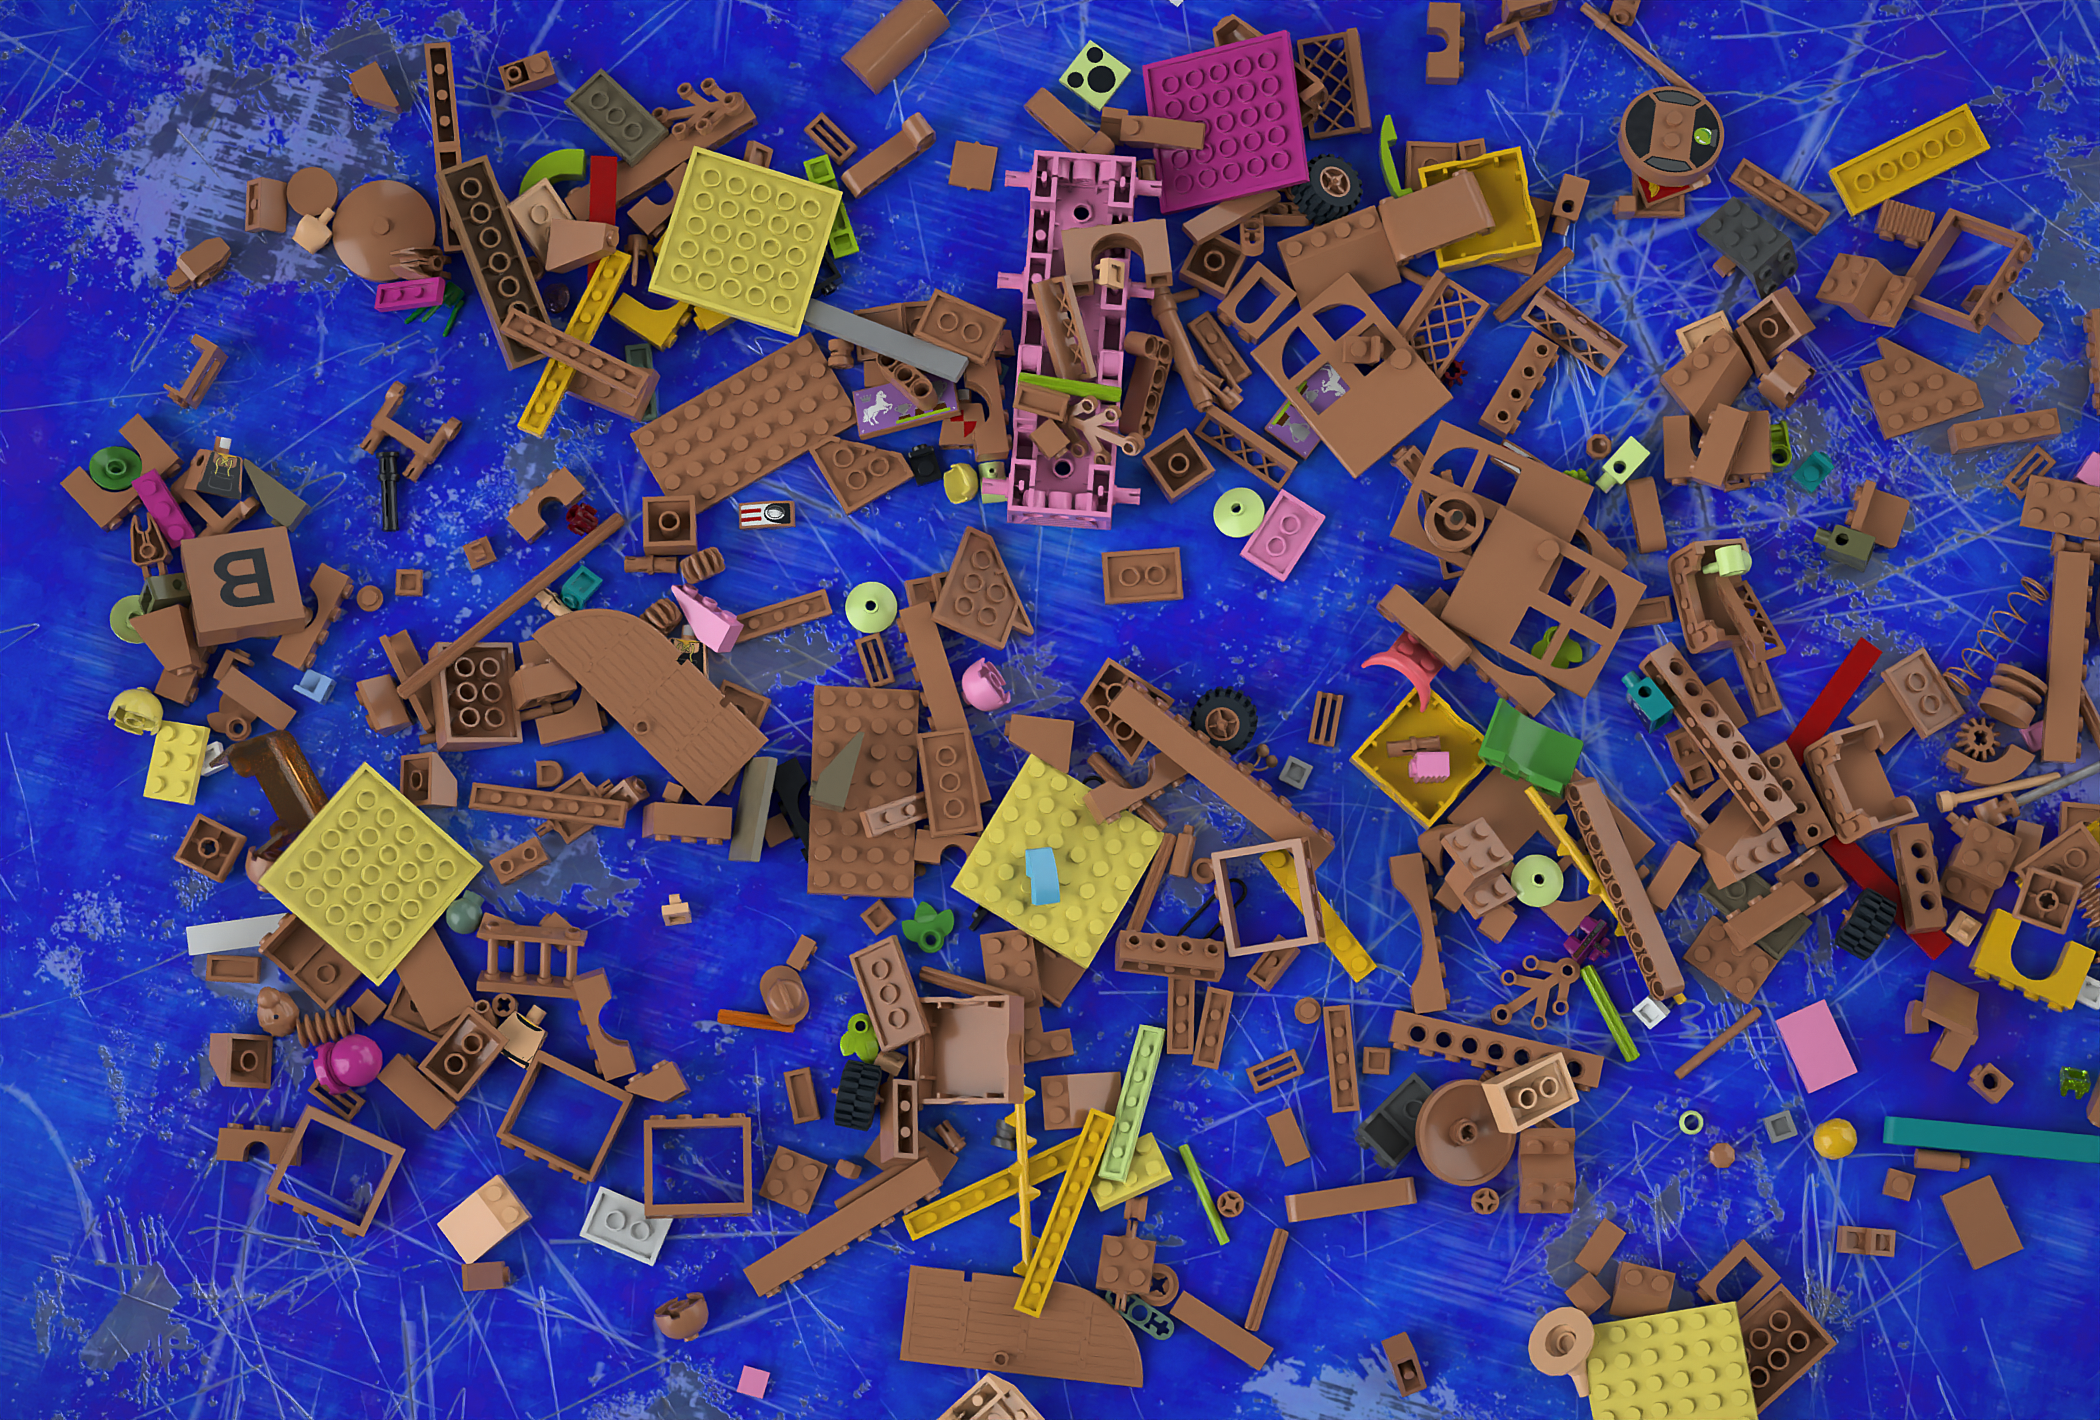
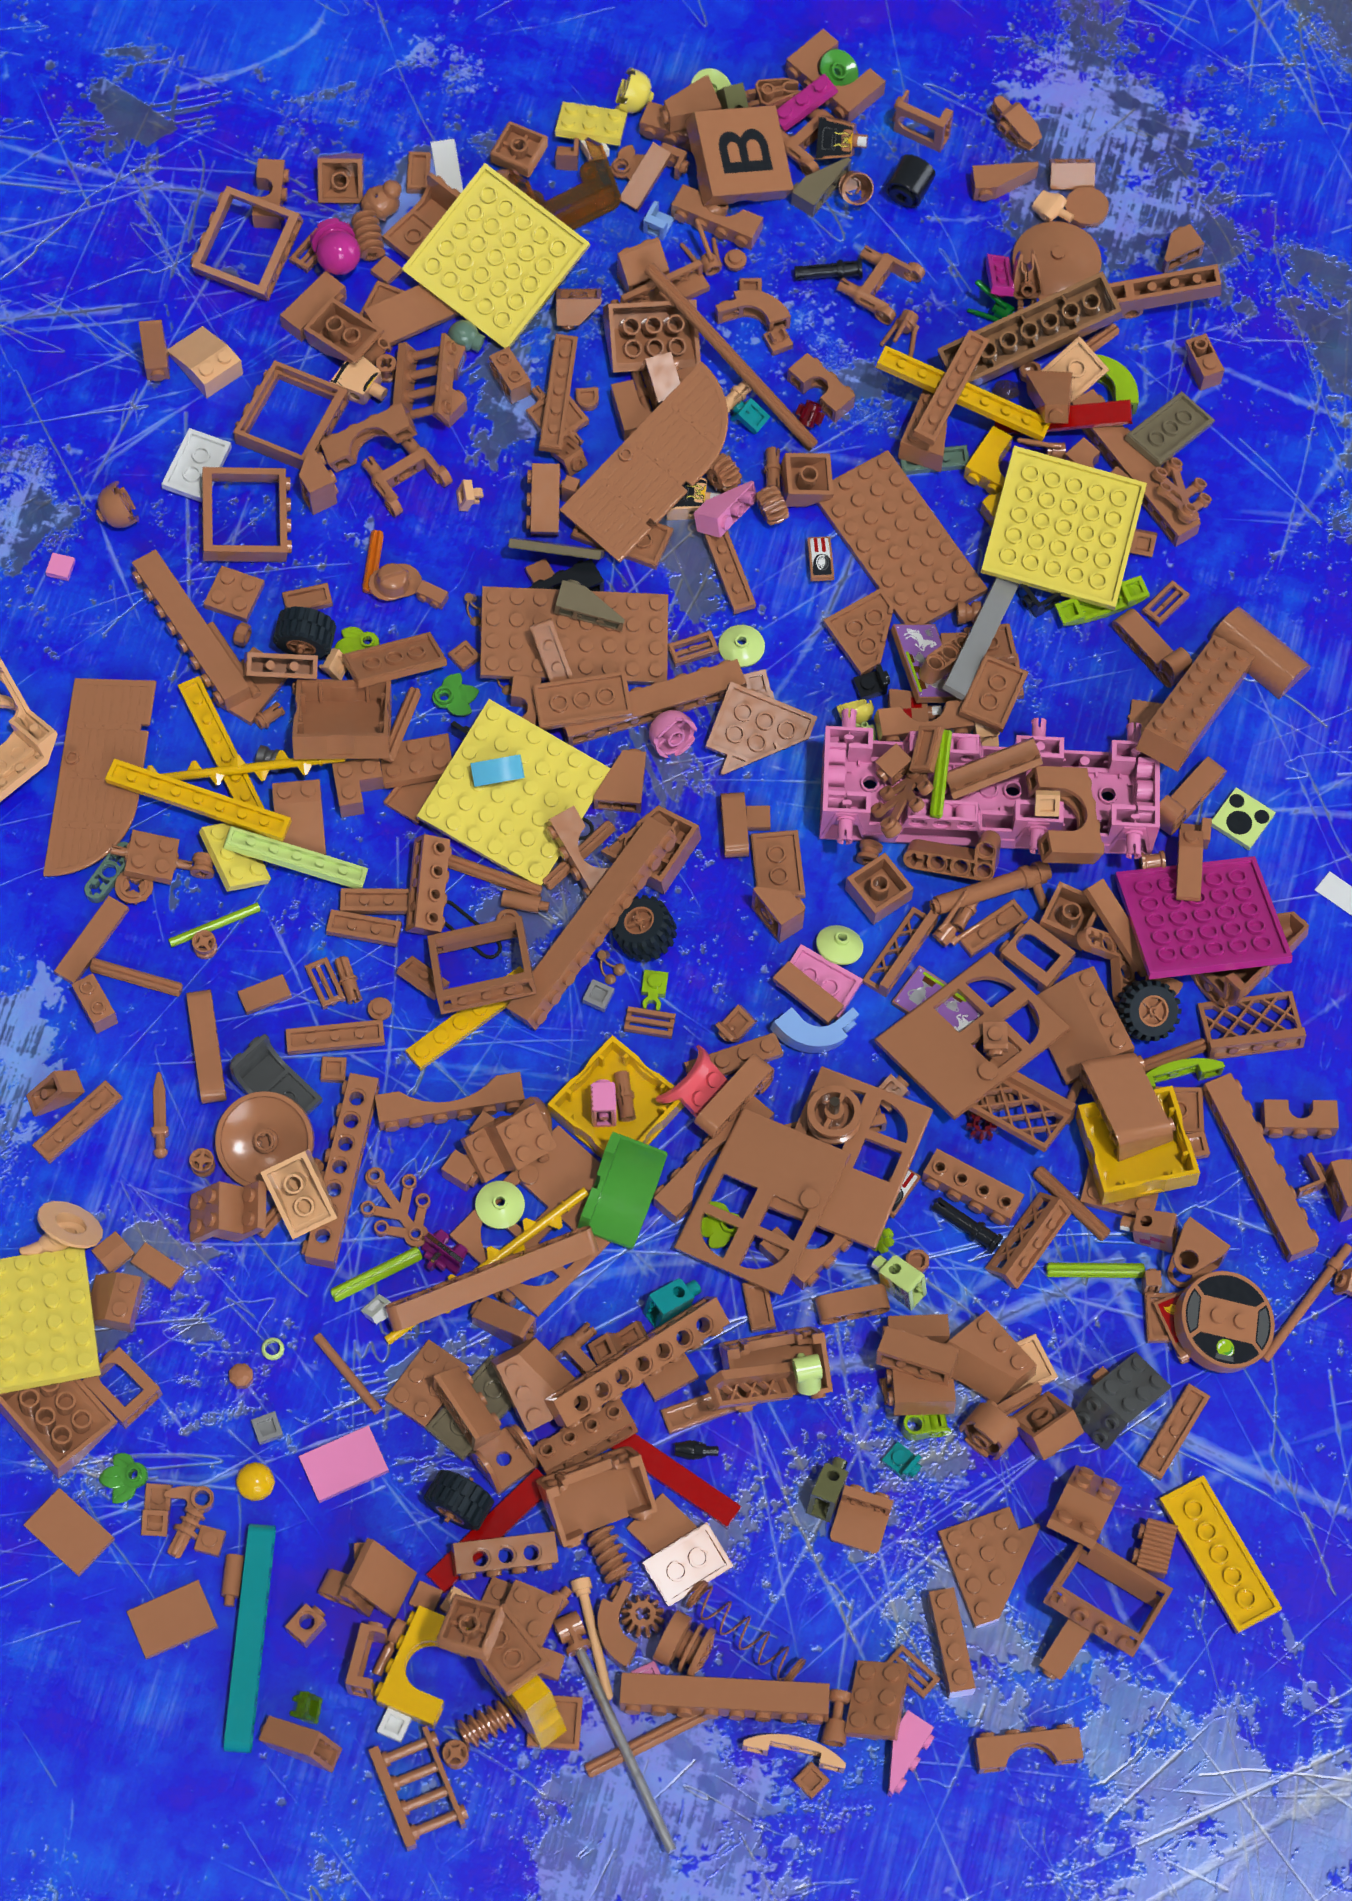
camera: 85 degrees right, 15 degrees down
(220, 791) = (568, 157): none -> nougat panel
(269, 450) = (853, 180): none -> nougat helmet
(275, 297) = (995, 180): none -> nougat slope
(277, 391) = (910, 181): none -> black piece
(372, 625) = (710, 261): none -> nougat plant
(434, 573) = (754, 305): none -> nougat arch
(465, 404) = (905, 324): none -> nougat plant
(652, 1009) = (417, 460): none -> nougat connector
(832, 905) = (469, 597): none -> medium nougat piece
(979, 109) = (1195, 703): none -> nougat brick
(1084, 595) = (758, 818): none -> nougat tile
(1095, 620) = (734, 824): none -> nougat beam
(1131, 475) = (869, 851): none -> nougat wheel
(1209, 572) = (778, 911): none -> nougat slope
(1274, 1045) = (348, 980): none -> nougat axle
(1282, 713) = (654, 986): none -> lime plate
(1300, 547) = (808, 993): none -> nougat tile
(1301, 1323) = (94, 1003): none -> nougat brick
(1332, 626) = (736, 1024): none -> nougat bracket
(1351, 535) = (809, 1038): none -> light blue arch
(1367, 627) = (734, 1057): none -> nougat plate
(1368, 167) = (1181, 1052): none -> nougat axle
(1429, 1249) = (160, 1130): none -> nougat sword
(1434, 1339) = (77, 1122): none -> nougat tile
(1497, 88) = (1260, 1168): none -> nougat brick
(1565, 383) = (976, 1231): none -> black pin
(1596, 155) = (1197, 1250): none -> nougat hose
(1607, 264) = (1105, 1270): none -> lime axle
(1801, 683) = (694, 1450): none -> black piece
(1832, 1280) = (120, 1477): none -> bright green plate
(1874, 1201) = (191, 1521): none -> nougat piece
(1890, 1333) = (69, 1532): none -> nougat tile
(1914, 770) = (608, 1555): none -> nougat piece
(1957, 960) = (426, 1596): none -> nougat tile
(2000, 991) = (398, 1628): none -> nougat piece
(2055, 1029) = (356, 1682): none -> nougat panel

